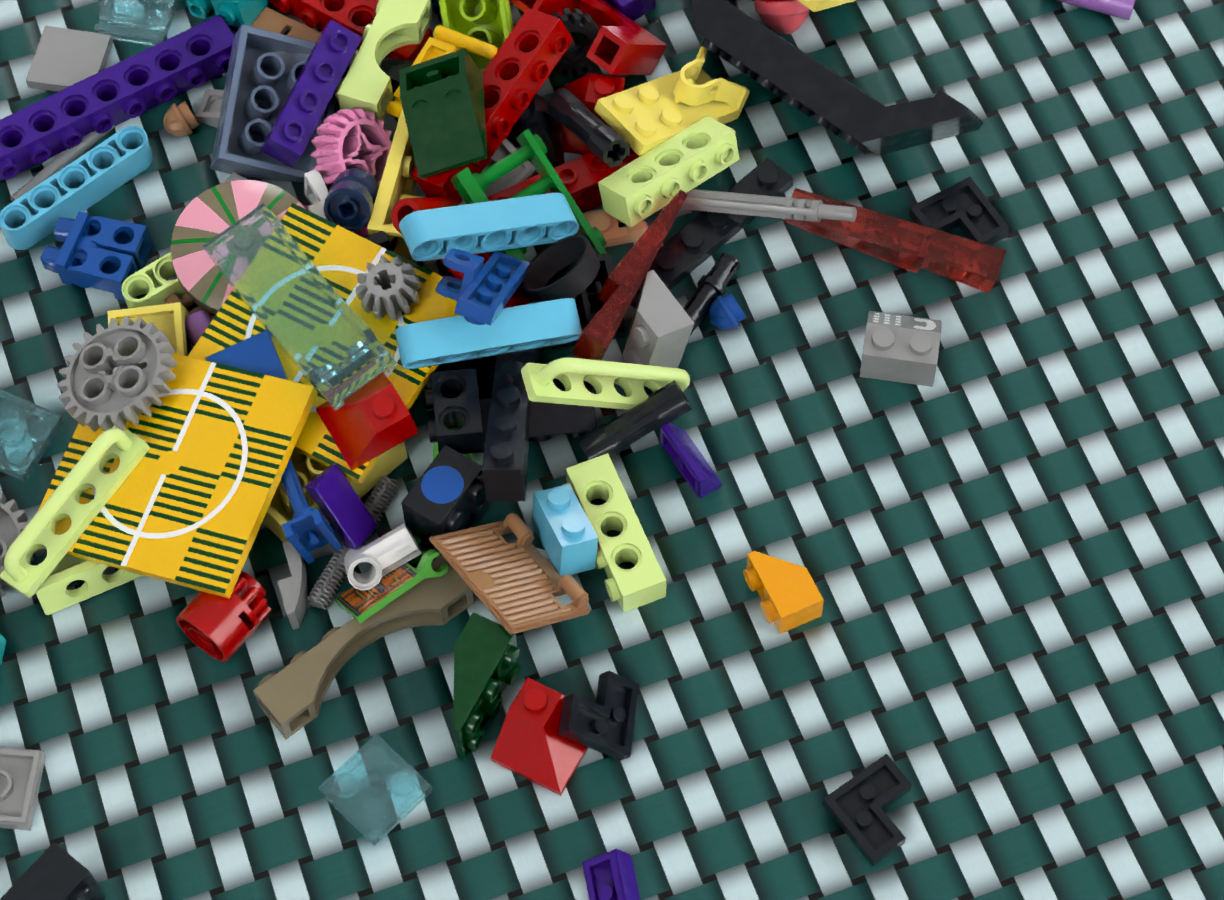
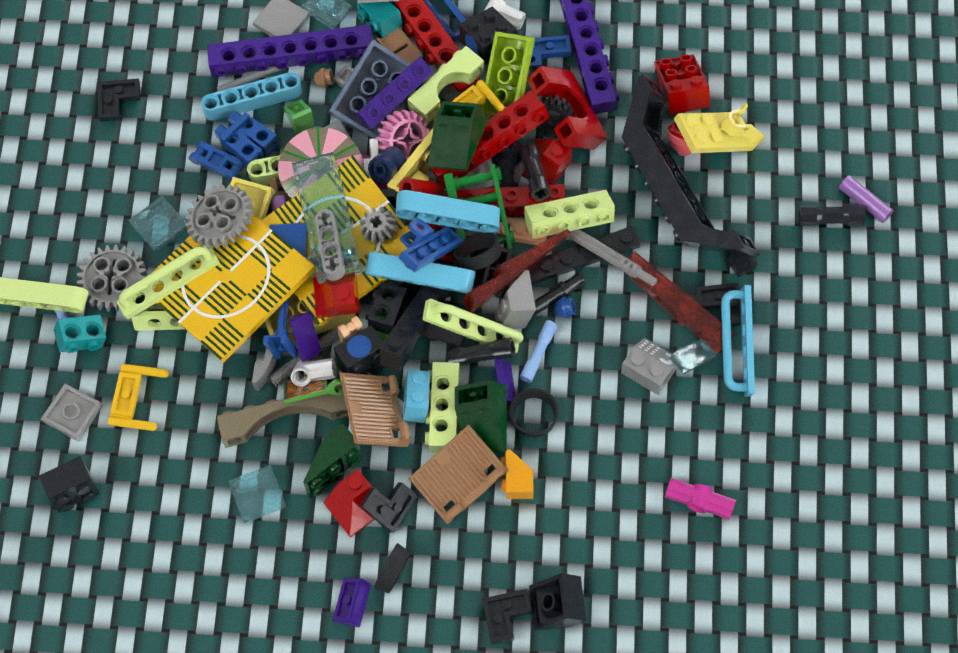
camera: 25 degrees right, 5 degrees up
(63, 304) = (216, 160): none -> blue plate
(82, 720) = (127, 394): none -> yellow plate
(168, 188) = (299, 116): none -> bright green slope
(224, 624) = (219, 374): red gear -> none
(325, 342) = (329, 244): none -> light grey beam
(412, 468) = (350, 329): none -> light nougat plate
(661, 811) = (392, 569): none -> black tyre
(670, 104) = (589, 174): light yellow plate -> none
(687, 519) = (485, 410): none -> dark green slope
(689, 622) = (458, 474): none -> medium nougat window
(719, 414) = (543, 340): none -> light blue piece
(760, 454) = (534, 393): none -> black tyre
(944, 755) = (557, 602): none -> black slope
(955, 151) = (741, 264): none -> black plate
(958, 307) = (692, 356): none -> clear light blue plate
(1029, 43) = (830, 215): none -> black axle
(1029, 252) = (745, 297): none -> medium azure piece
(1078, 509) = (700, 498): none -> dark pink piece

